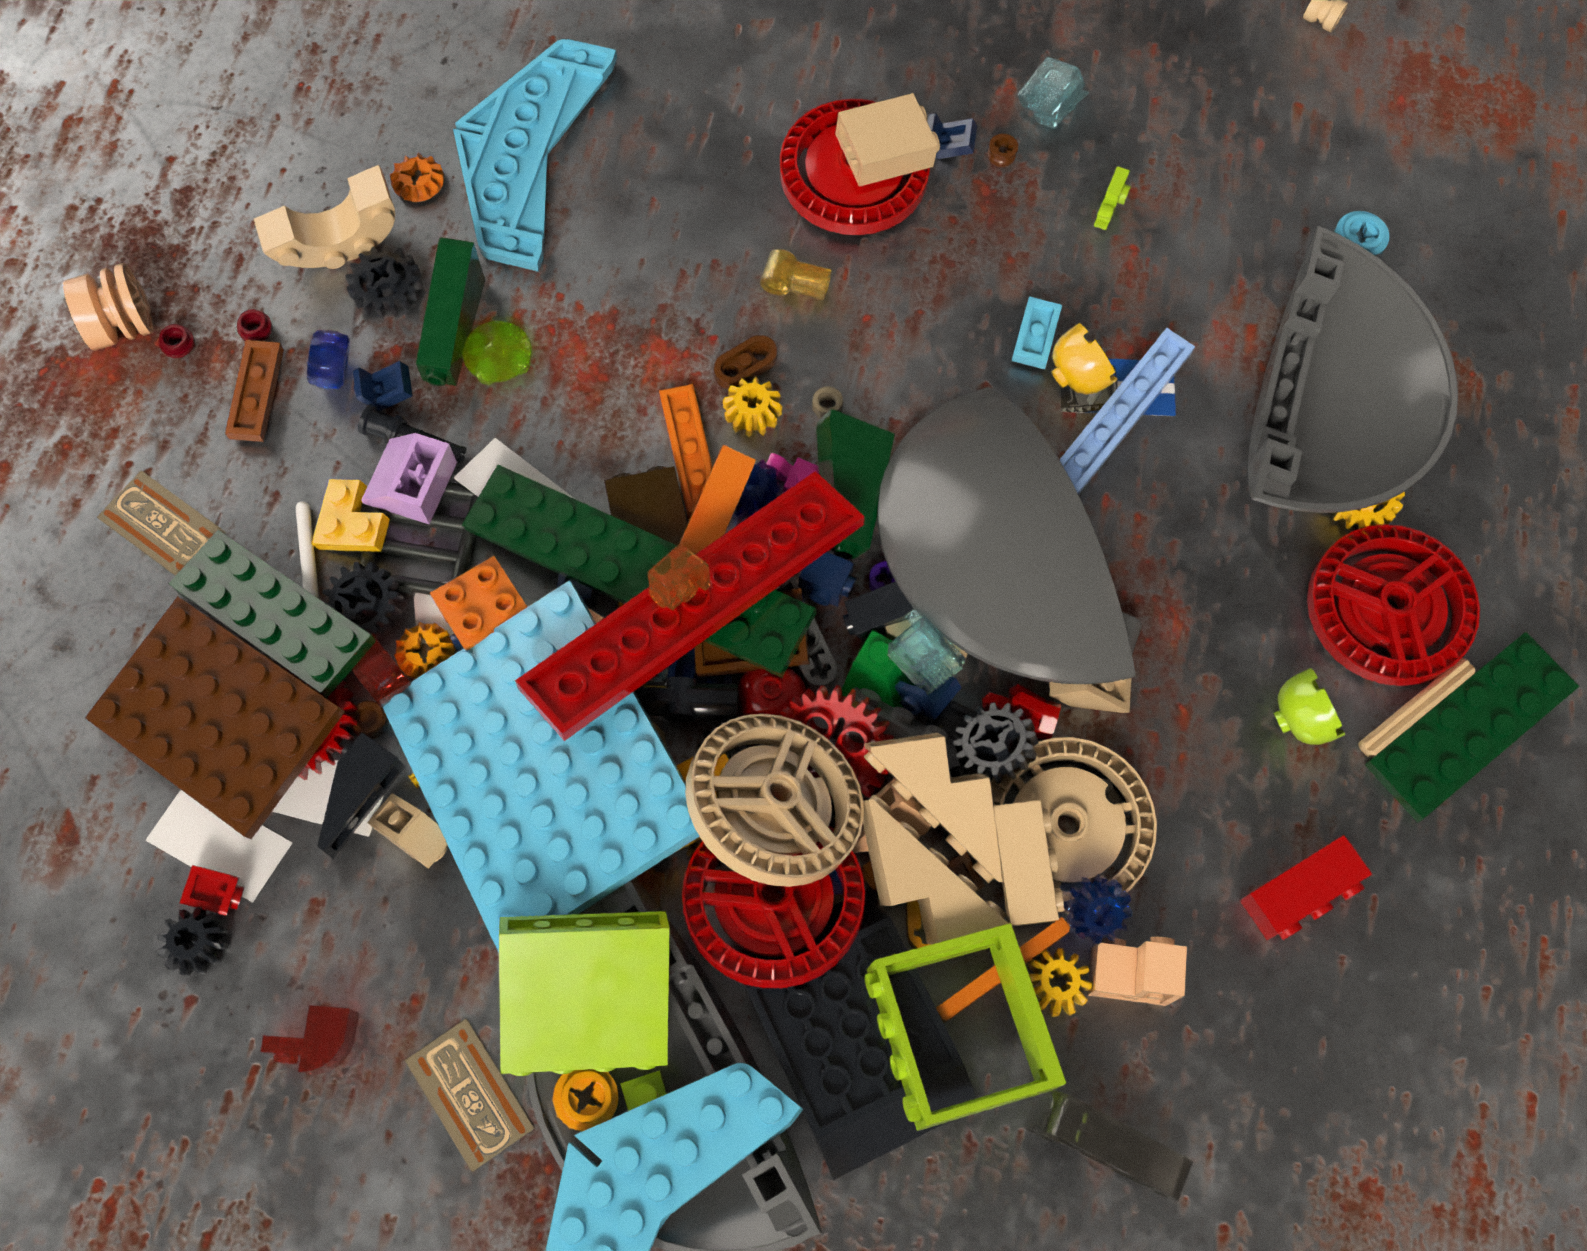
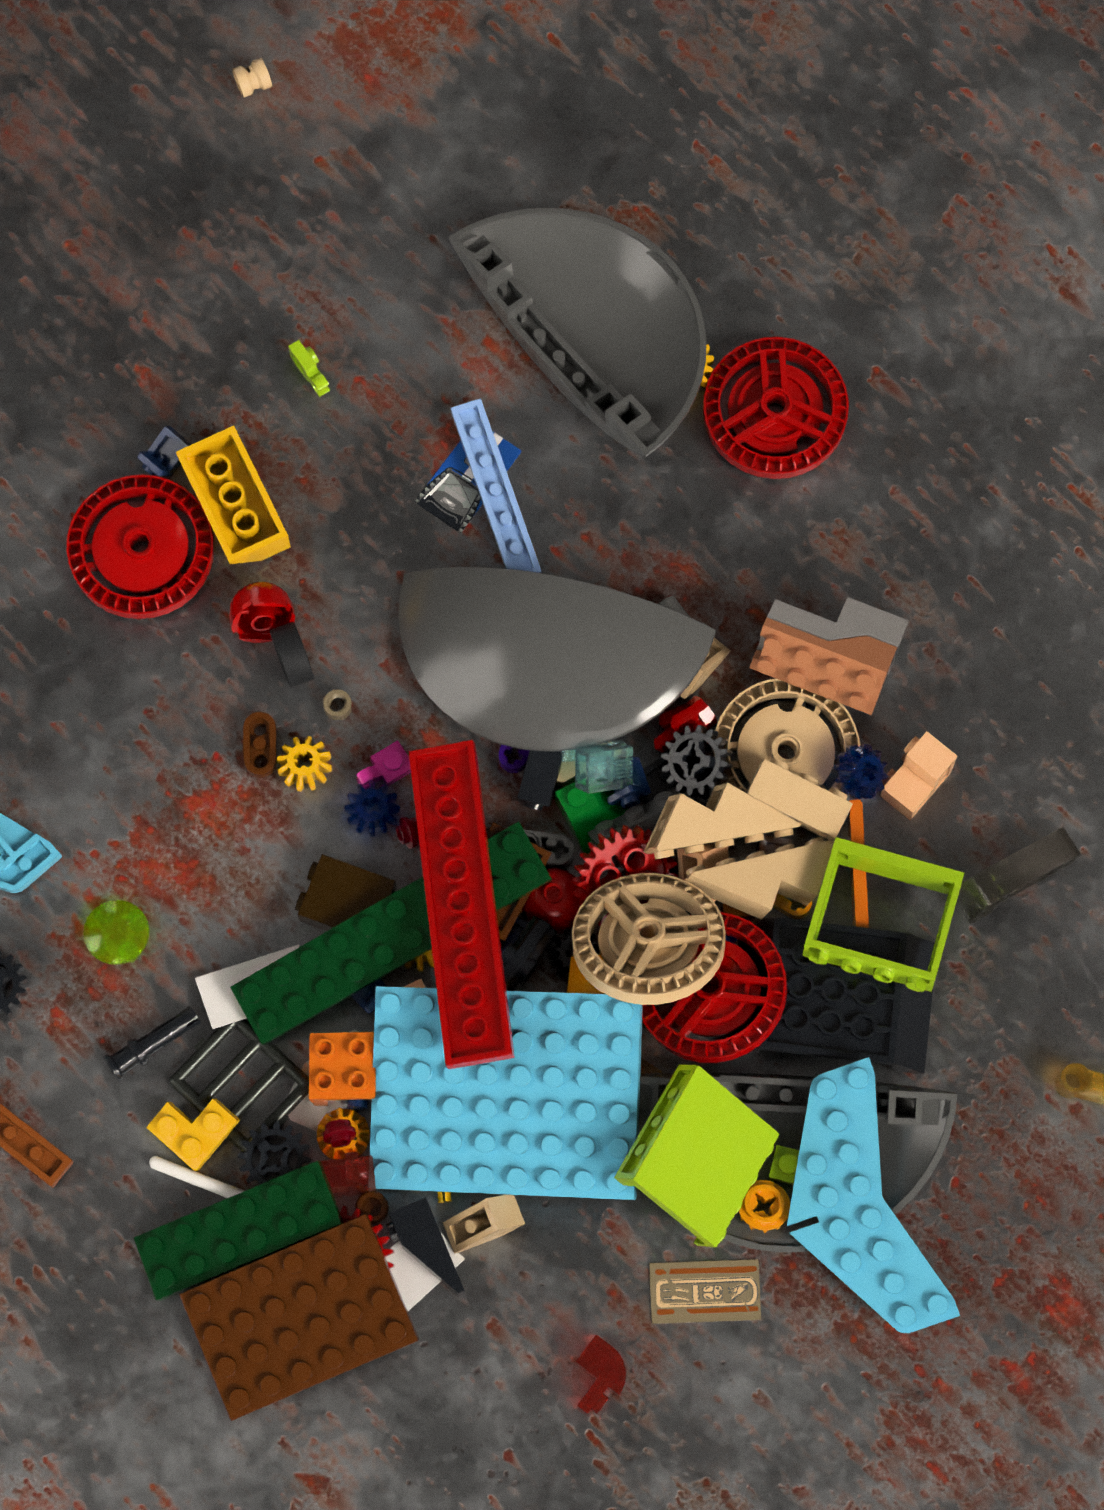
camera: 55 degrees left, 5 degrees up
(158, 522) = (92, 1283): sticker -> none
(179, 935) = (475, 1435): black gear -> none
(206, 841) = (398, 1375): white sticker -> none
(211, 890) = (438, 1391): red bracket -> none
(328, 359) = (41, 1067): clear blue gear -> none
(384, 386) = (91, 1038): dark blue bracket -> none
(411, 477) = (194, 1061): lavender slope -> none
(414, 640) = (339, 1133): none -> dark red plate
(449, 311) = (64, 949): dark green slope -> none
(677, 577) = (443, 902): clear orange brick -> none
(687, 442) = (305, 833): orange tile -> none
(718, 499) = (378, 841): orange tile -> none
(787, 274) = (202, 663): clear yellow piece -> none
(828, 579) = (494, 796): dark blue brick -> none
(843, 333) = (291, 654): none -> black tyre
(854, 463) = (409, 719): dark green slope -> none
(863, 288) = (258, 610): none -> red cylinder
(887, 139) = (147, 508): tan brick -> none
(949, 205) = (233, 498): none -> yellow slope
(998, 158) = (200, 428): reddish brown bush -> none
(1036, 333) = (385, 506): medium azure plate -> none
(1053, 91) = (180, 346): clear light blue piece -> none
(1060, 968) = (902, 832): yellow gear -> none
(1081, 363) = (437, 493): yellow cylinder -> none
(1192, 810) = (831, 658): none -> nougat piece
(1307, 710) = (814, 527): lime cylinder -> none
(1307, 889) = (936, 620): red brick -> none
(1373, 230) = (468, 189): medium azure gear -> none
(1416, 708) = (860, 449): tan axle -> none
(1471, 726) = (897, 420): dark green plate -> none

